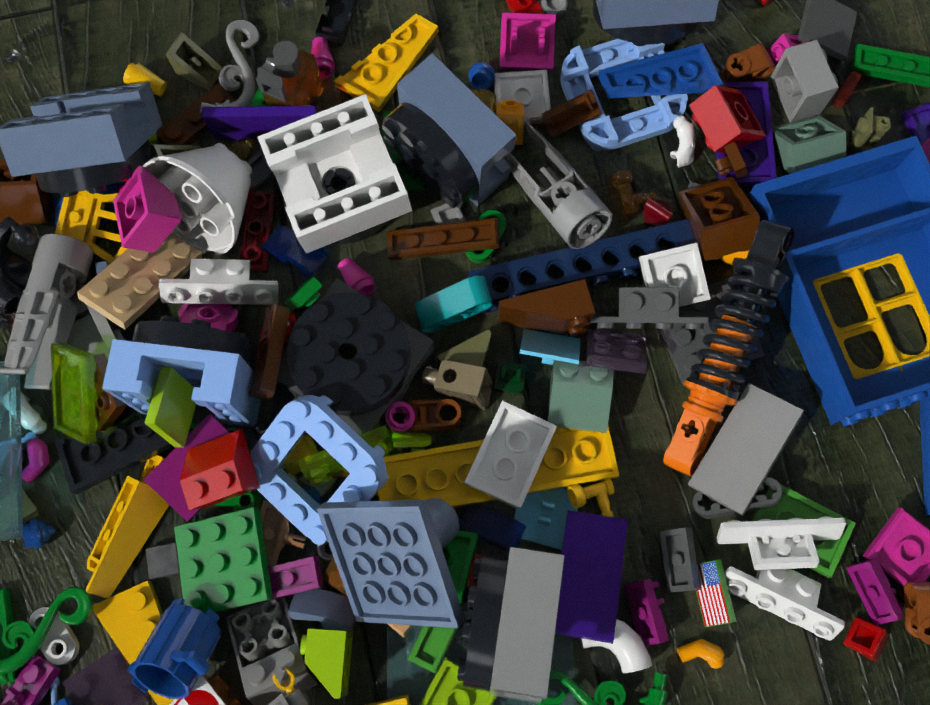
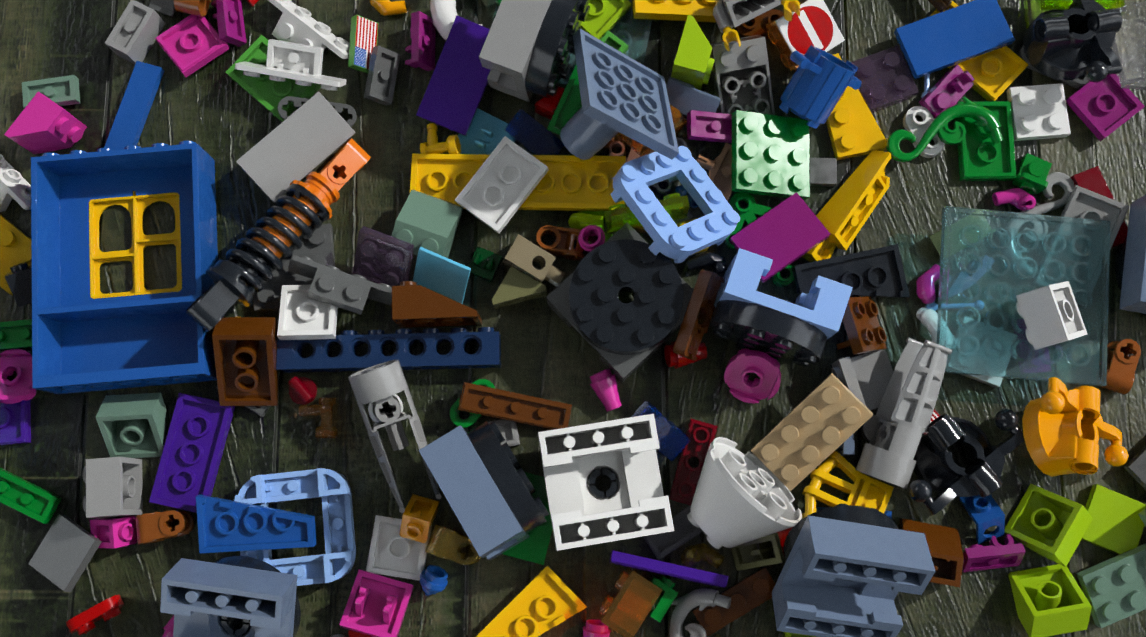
camera: 165 degrees left, 5 degrees up
(36, 533) = (931, 217): blue plate -> none
(74, 392) = (885, 325): clear neon green plate -> none
(145, 212) = (797, 483): dark pink slope -> none
(171, 407) = (797, 278): lime tile -> none
(218, 471) = (762, 218): red slope -> none
(219, 283) = (736, 409): white bracket -> none
(283, 65) = (630, 612): dark grey leg -> none
(305, 294) = (658, 369): green plate -> none
(453, 304) = (519, 334): teal beam -> none
(571, 113) = (355, 509): reddish brown hinge -> none
(687, 139) = (250, 454): white piece -> none
(726, 118) = (204, 461): slope -> none
(731, 162) = (215, 416): reddish brown tile -> none
(846, 89) = (72, 476): clear red tile -> none
(867, 132) = (75, 419): olive hinge -> none

